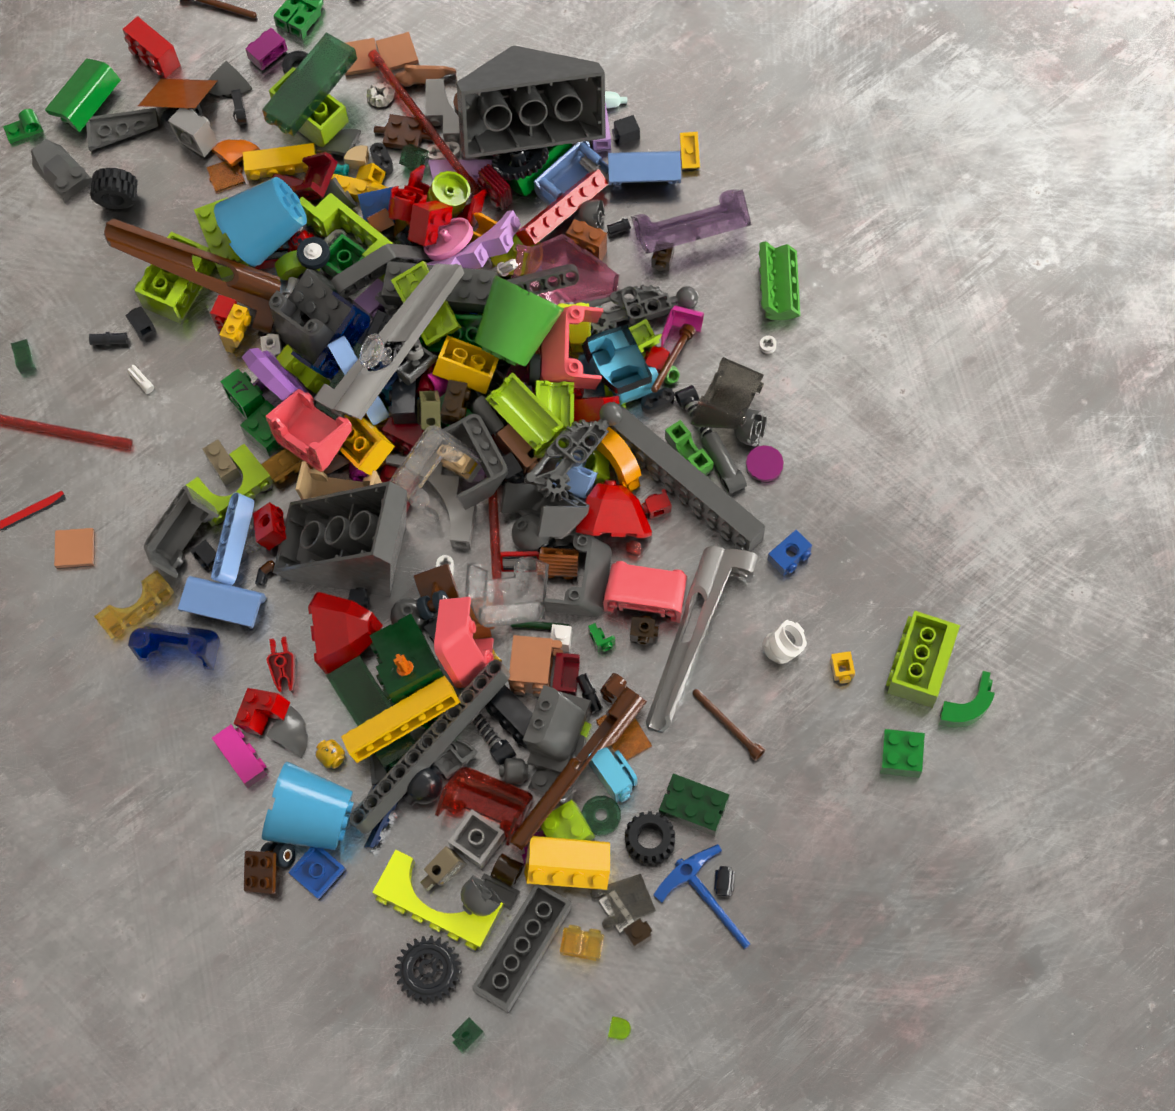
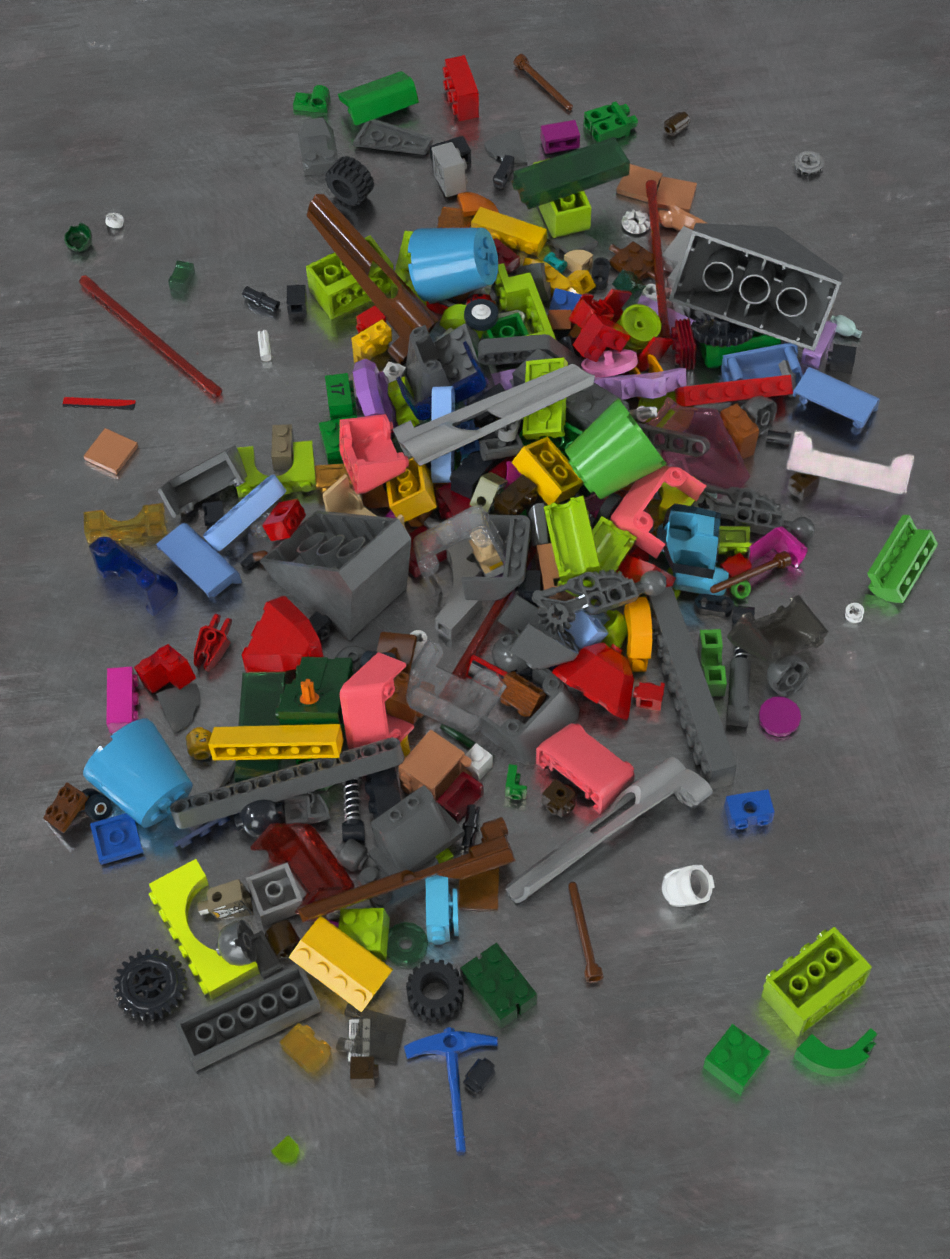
camera: 30 degrees right, 10 degrees down
(177, 93) = (457, 133): dark orange sticker -> none
(318, 176) = (539, 248): dark red panel -> none
(374, 352) = (468, 411): clear hair -> none
(467, 1035) = (143, 1067): clear green brick -> none
(634, 547) = (601, 721): clear red plate -> none
(689, 150) = (890, 405): yellow hinge -> none
(845, 661) = (734, 937): yellow brick -> none

